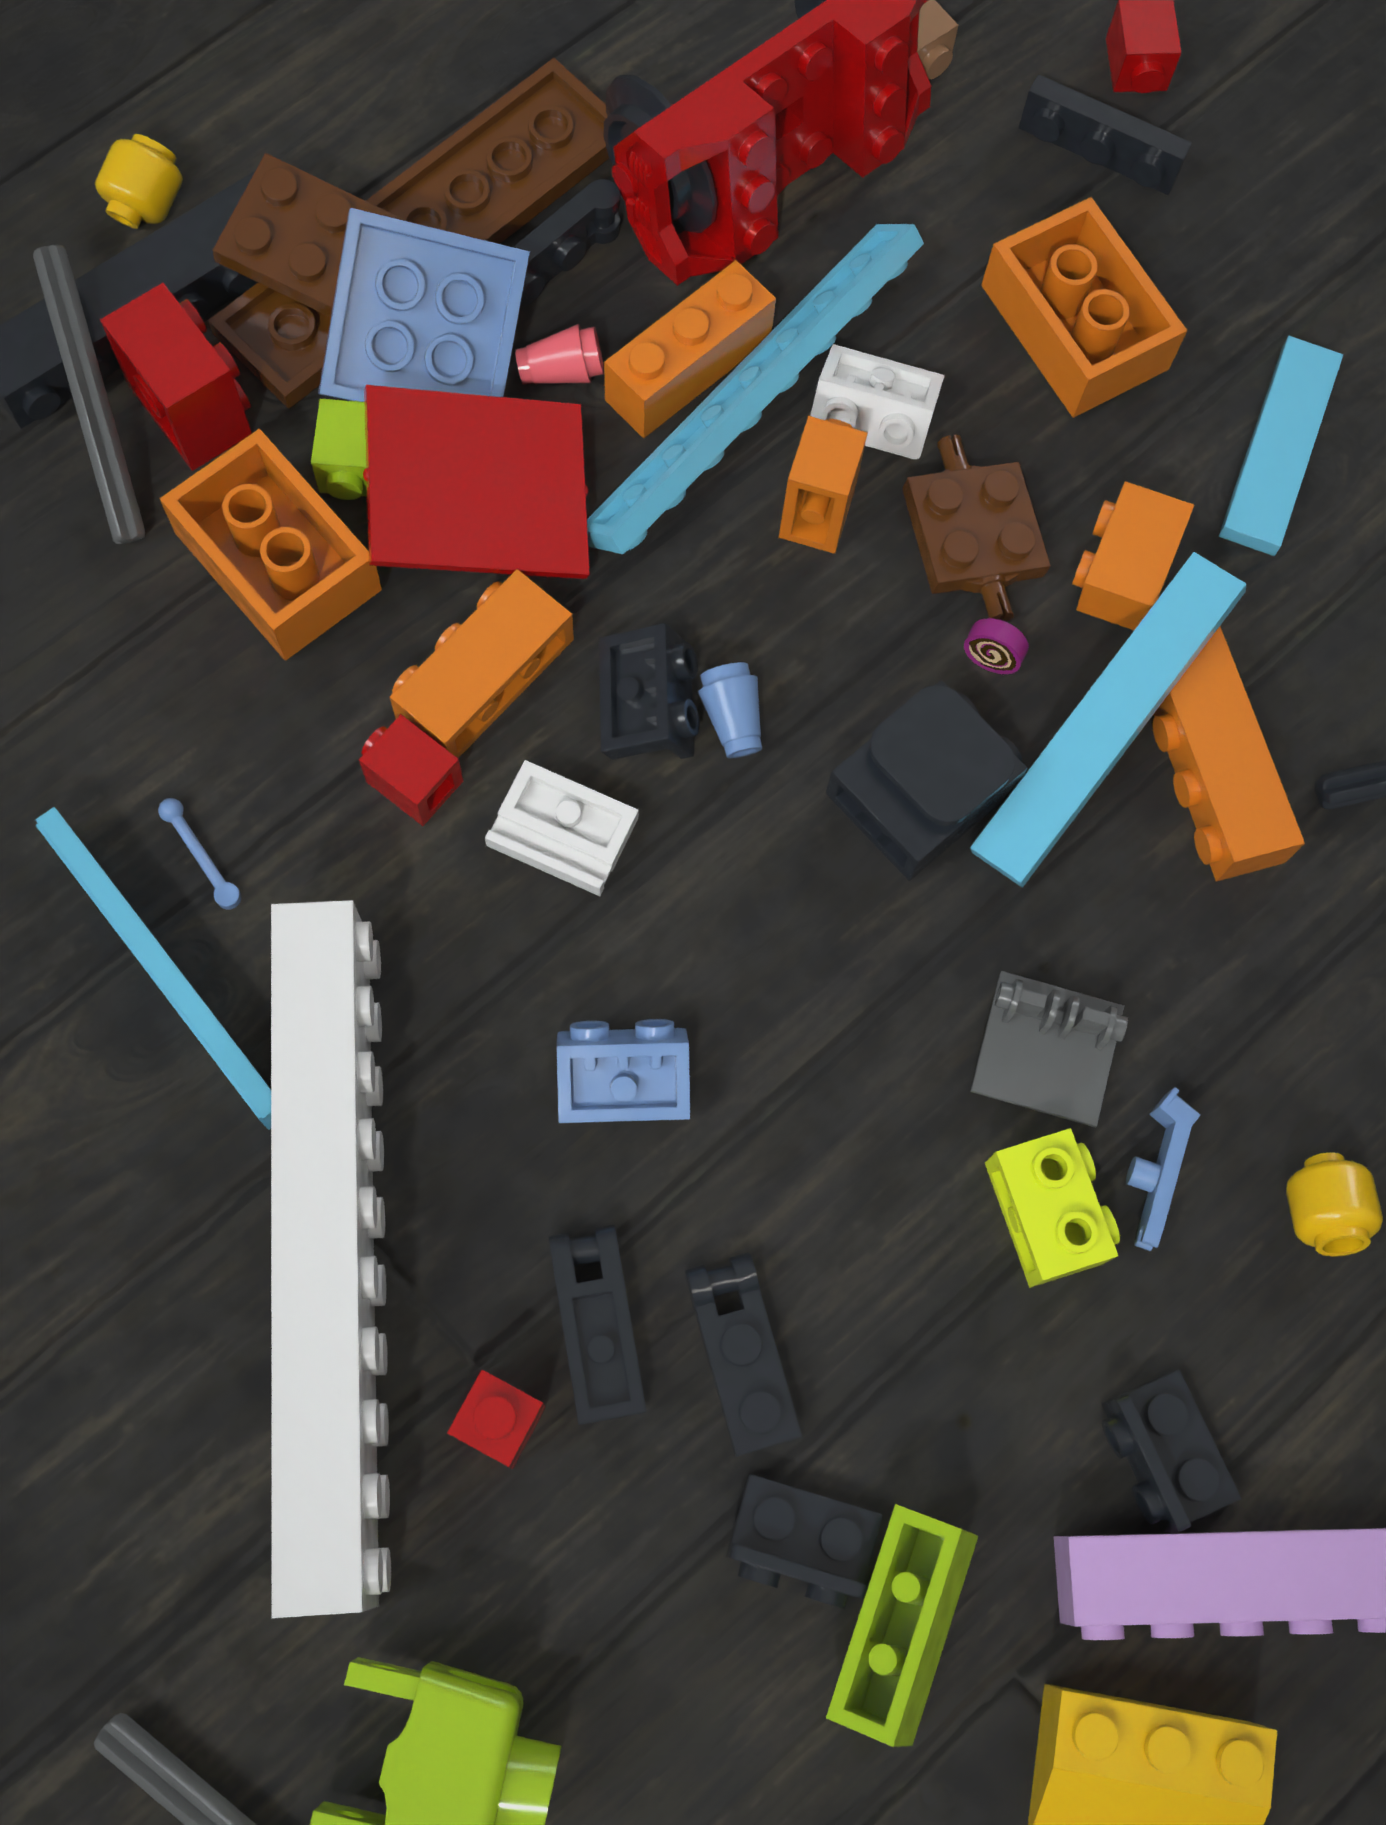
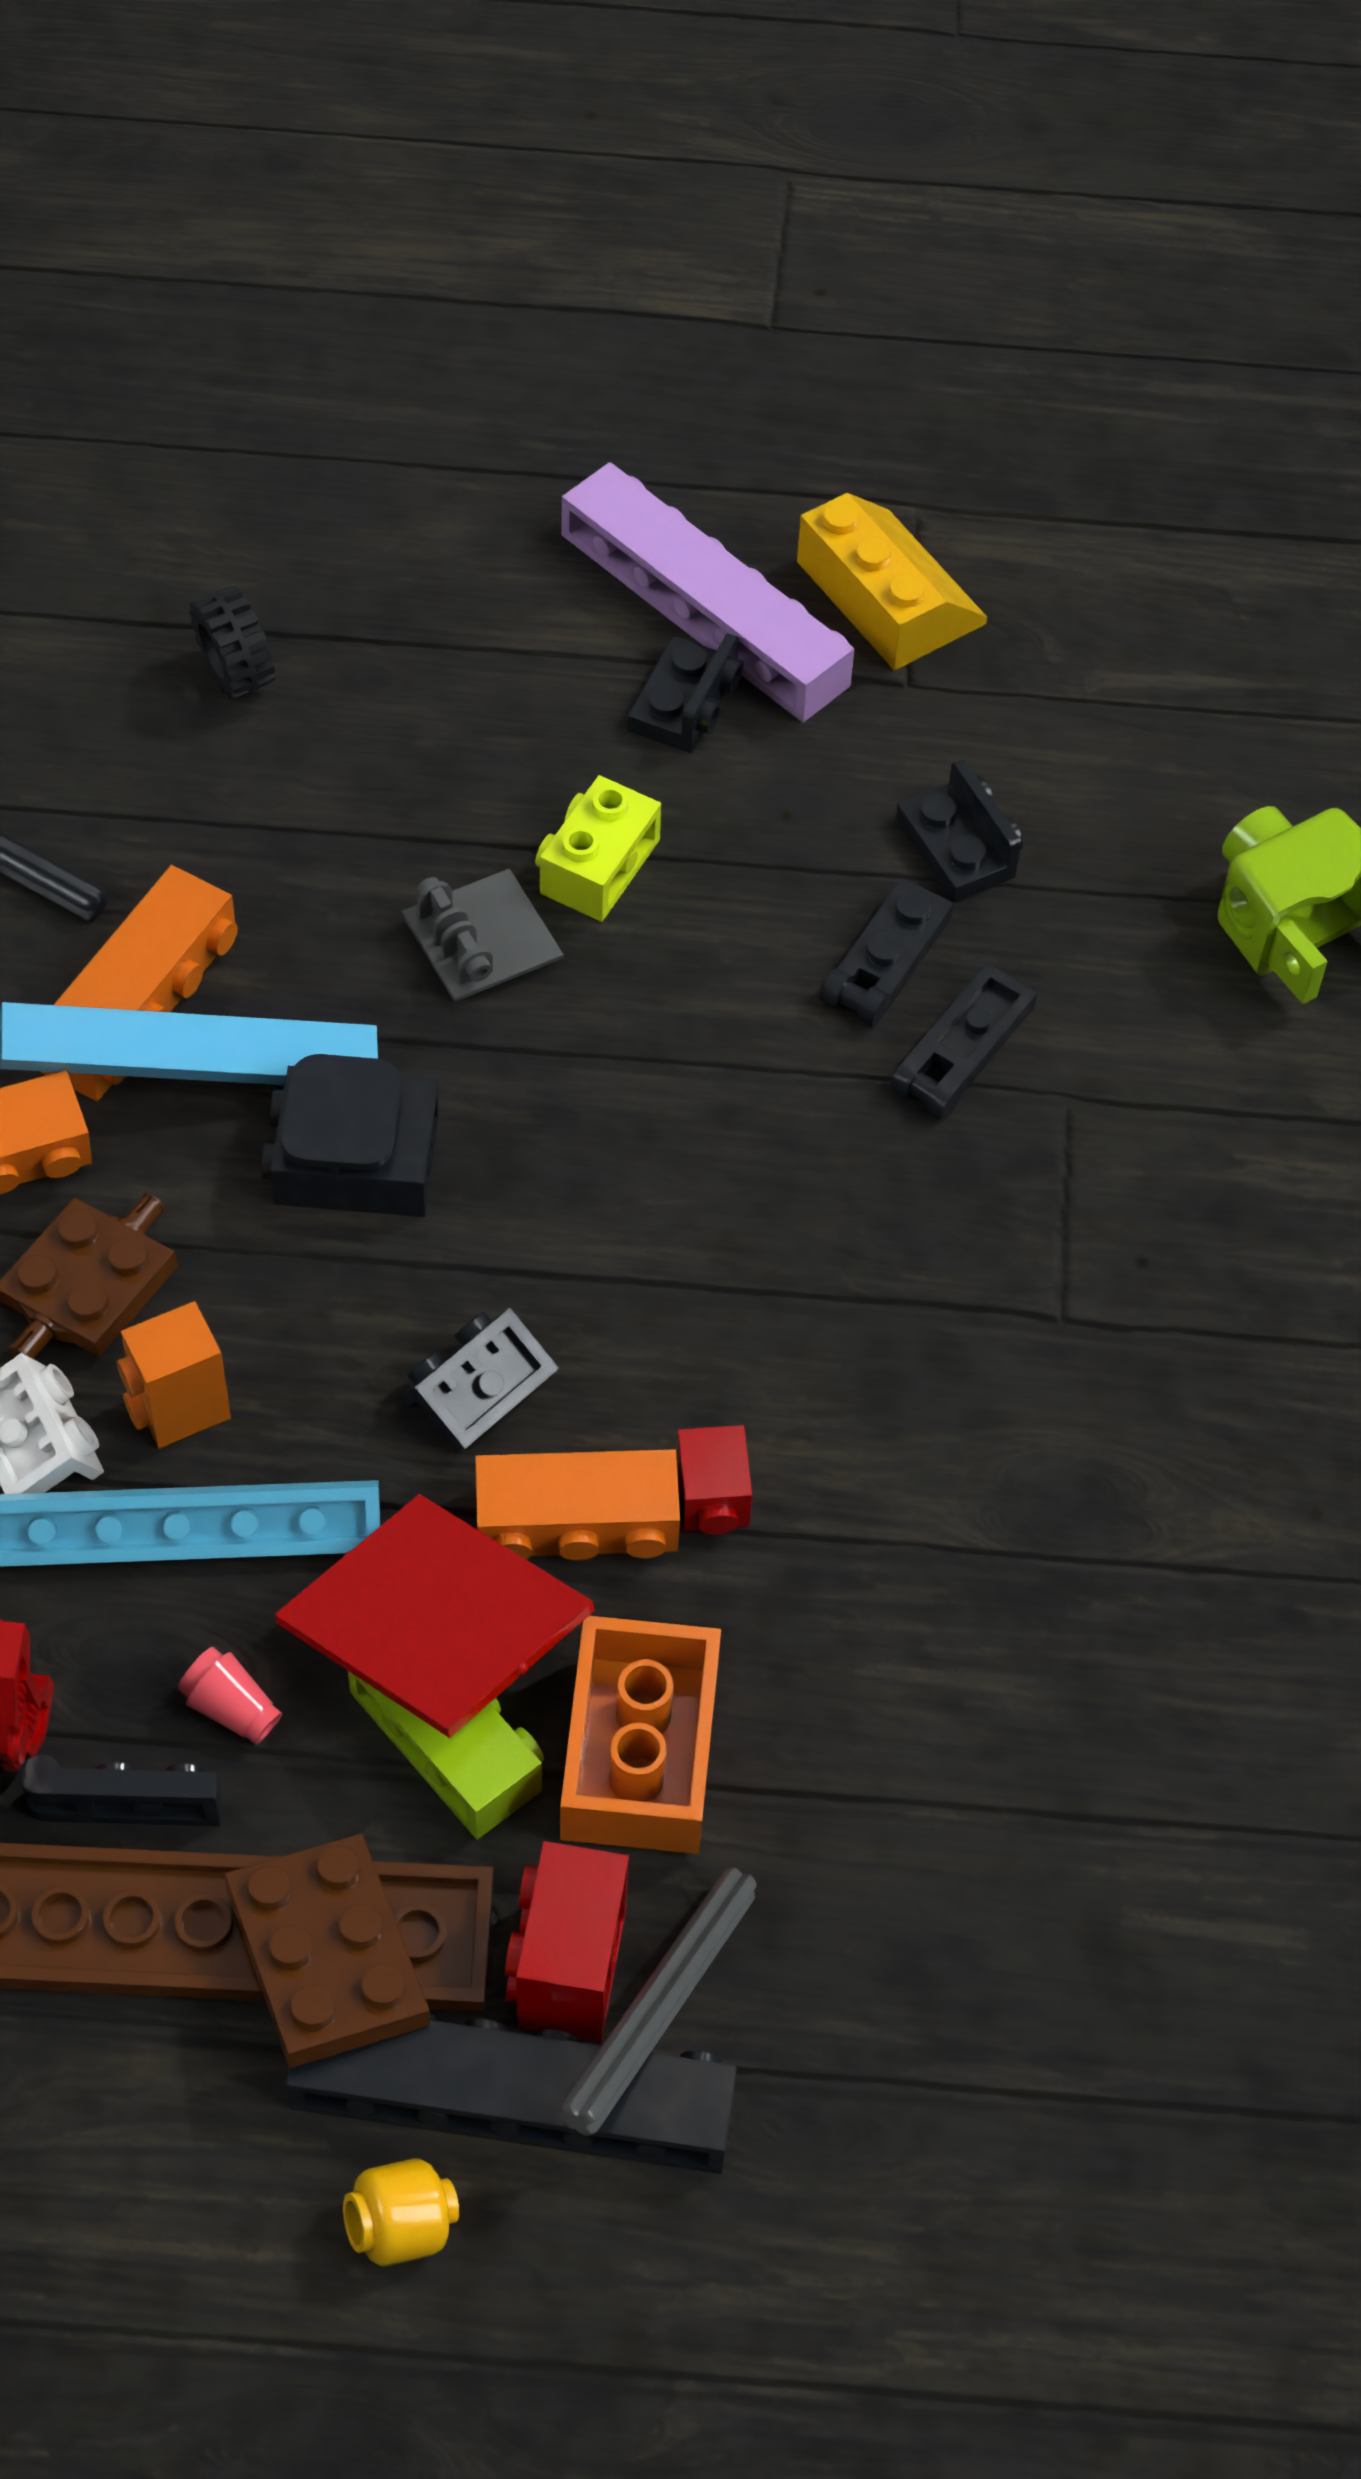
camera: 130 degrees left, 15 degrees down
(158, 964) = (1042, 1510): medium azure tile -> none
(225, 893) = (938, 1535): medium blue hinge -> none
(326, 1264) = (1097, 1211): white brick -> none
(421, 310) = (324, 1784): medium blue plate -> none
(497, 1419) = (1087, 1037): red brick -> none
(562, 827) = (646, 1346): white plate -> none
(623, 1072) = (780, 1160): medium blue bracket -> none
(688, 349) = (126, 1595): orange brick -> none
(733, 707) = (424, 1314): medium blue cone -> none
(902, 1628) = (970, 726): lime brick -> none
(996, 646) = (188, 1179): magenta tile -> none
(1161, 1177) = (505, 809): medium blue piece -> none
(1334, 1205) = (424, 701): yellow head -> none

